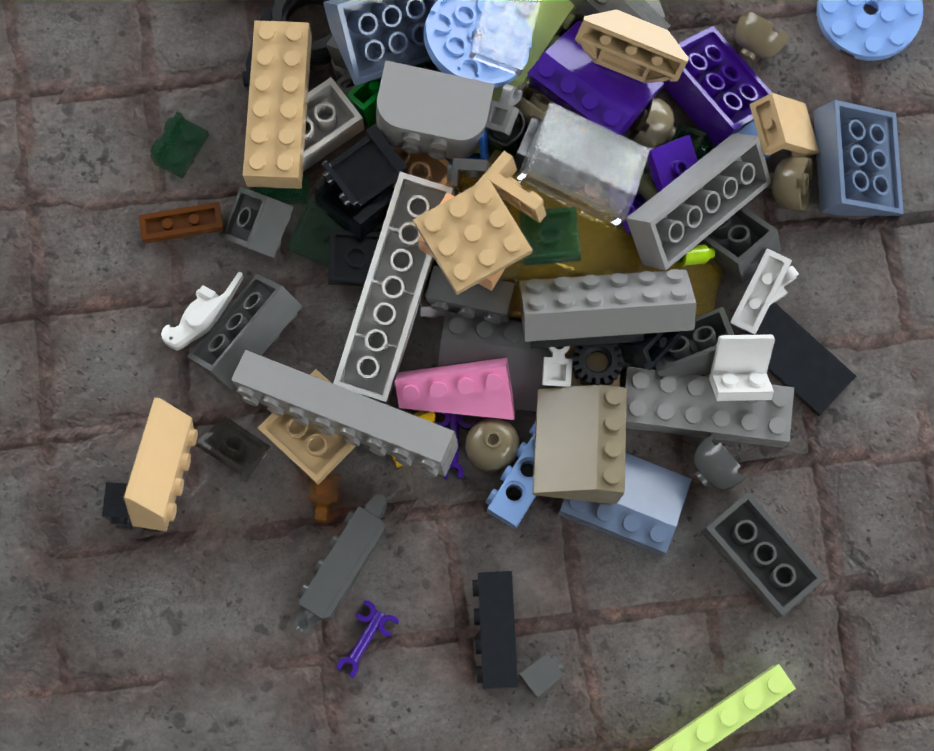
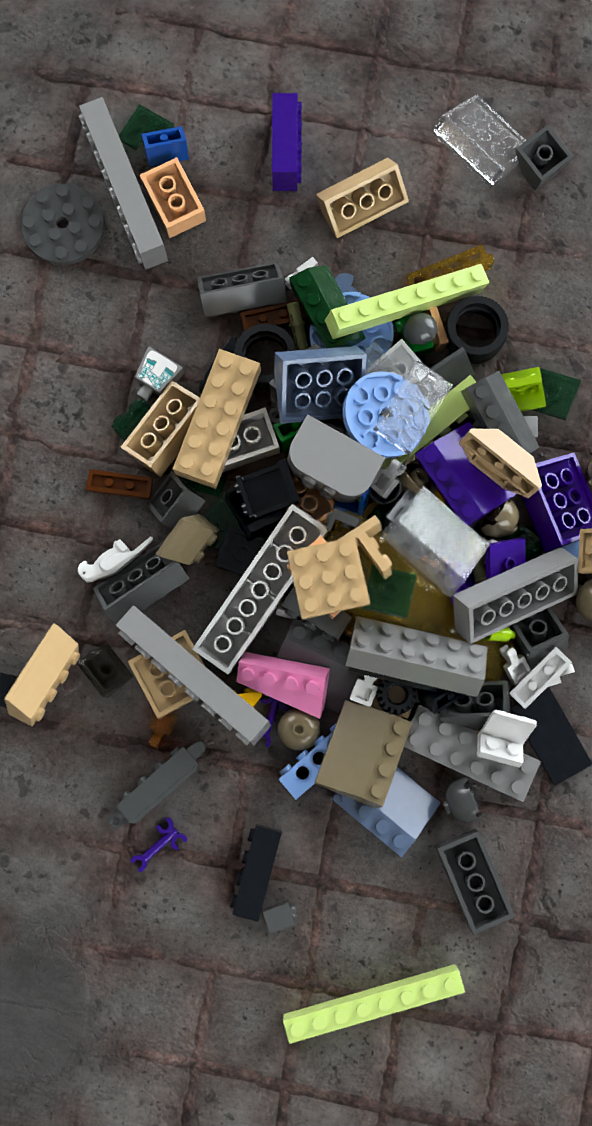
camera: 20 degrees right, 5 degrees up
(186, 80) = (156, 373): none -> torso
(214, 141) = (162, 429): none -> tan slope
(288, 257) = (189, 540): none -> dark tan slope
(728, 289) = (516, 665): none -> white plate

